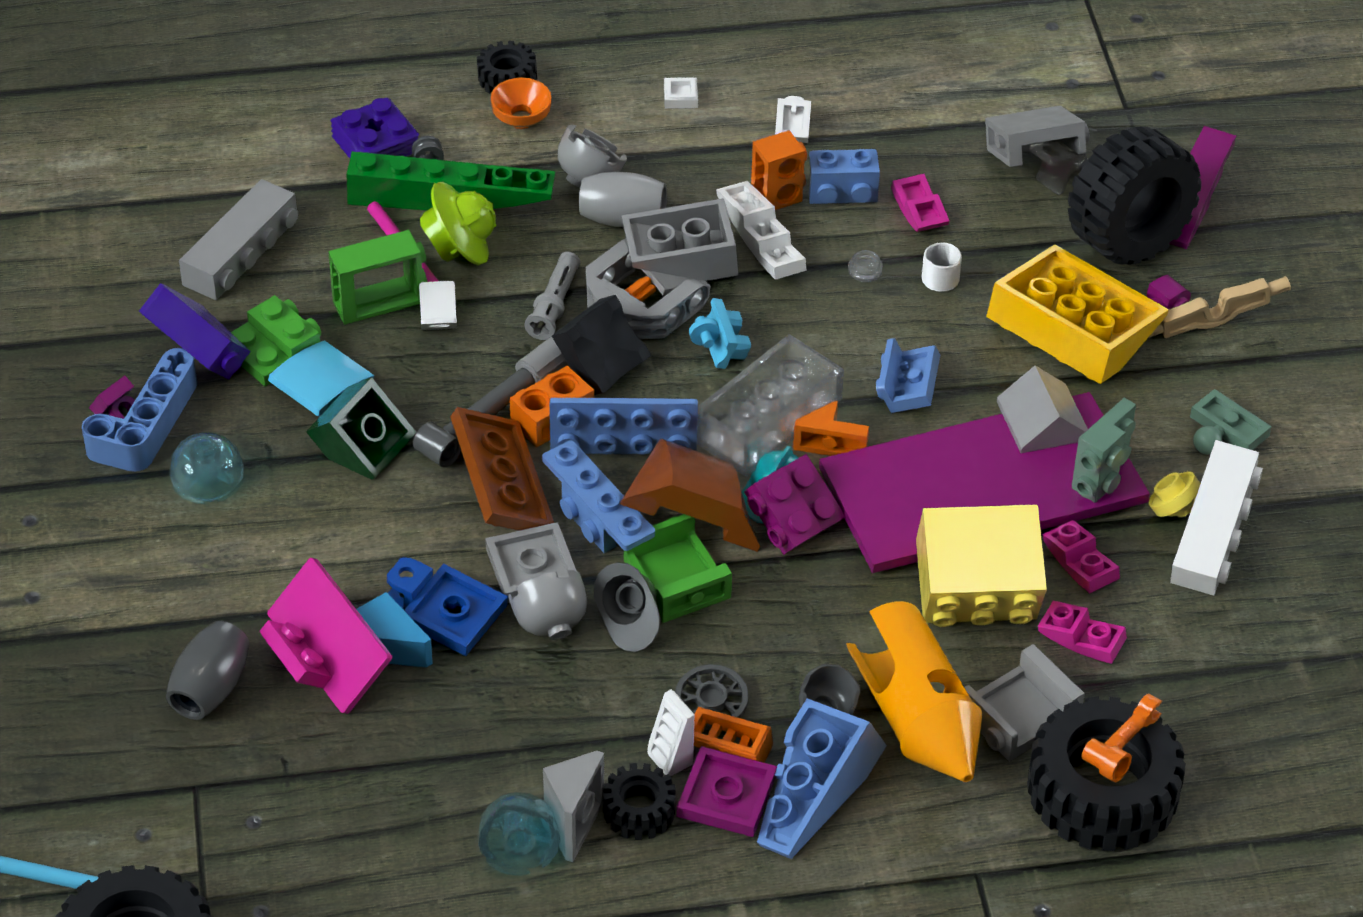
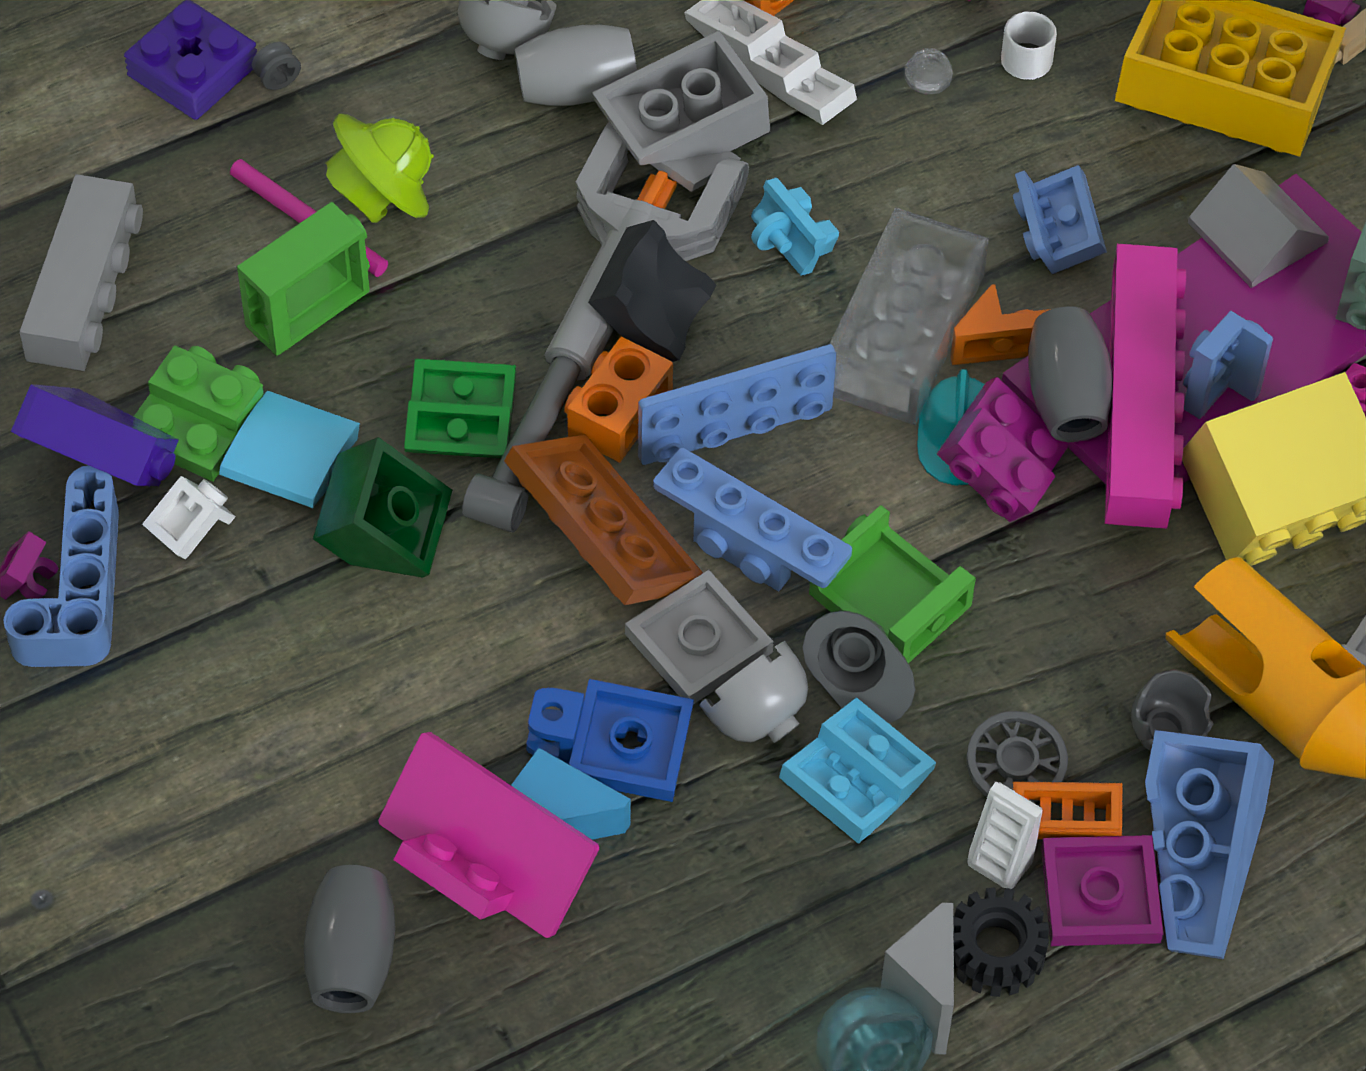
camera: 20 degrees left, 10 degrees up
(206, 468) = (197, 633): clear light blue cylinder -> none
(234, 397) = (187, 515): none -> white bracket
(409, 180) = (301, 112): green slope -> none
(438, 305) = (399, 294): white bracket -> none
(445, 383) = (460, 408): none -> green slope
(565, 270) = (546, 248): light grey pin -> none
(599, 672) = (857, 770): none -> medium azure slope
(695, 487) = (868, 466): dark orange wedge -> none
(858, 466) = (1070, 374): none -> dark grey piece
(906, 488) = (1144, 396): none -> dark pink brick
(967, 480) = (1227, 357): none -> medium blue bracket

